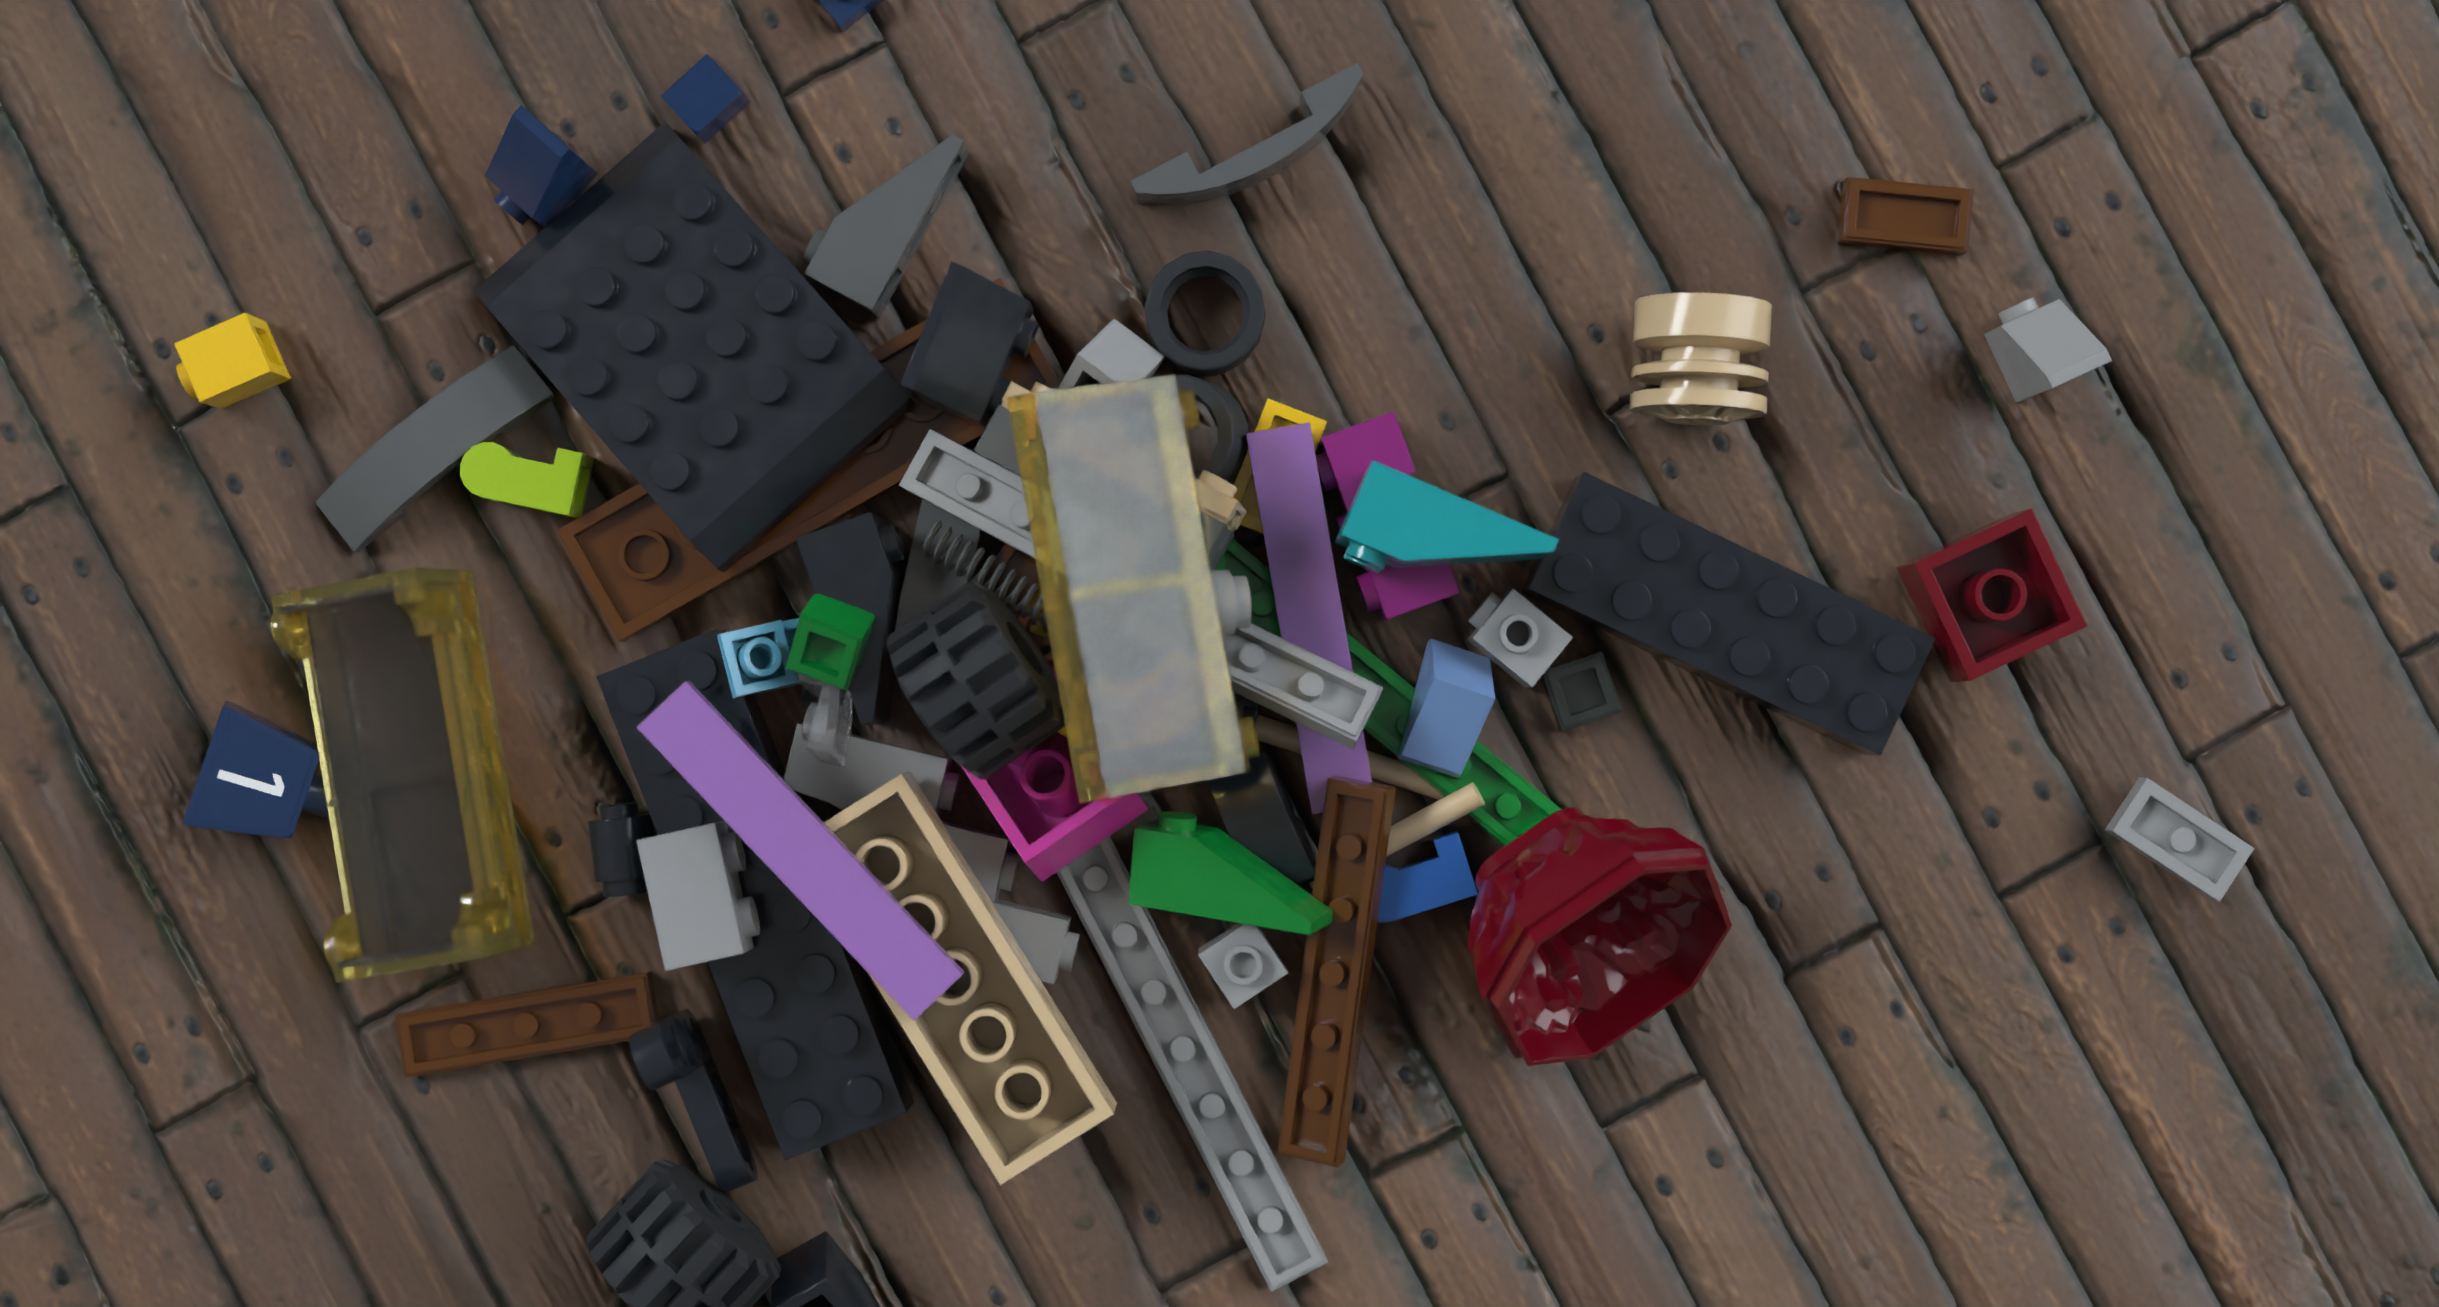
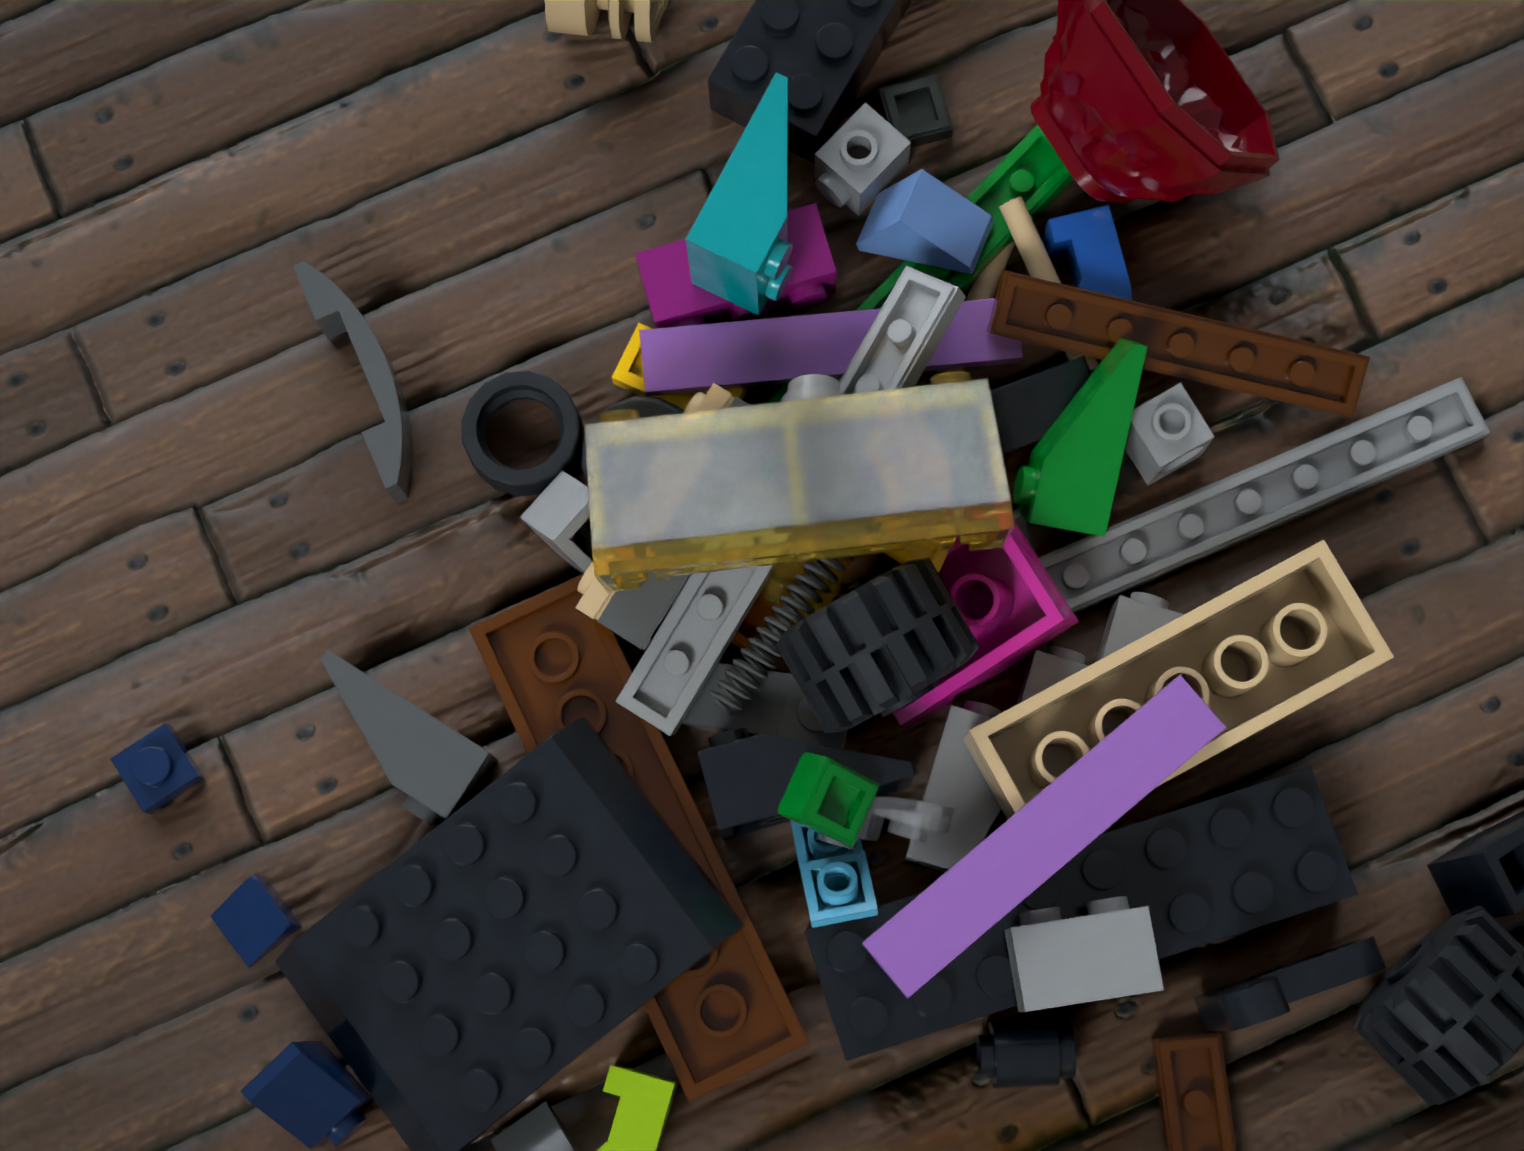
camera: 80 degrees left, 10 degrees down
(969, 346) = (537, 649): black slope -> none

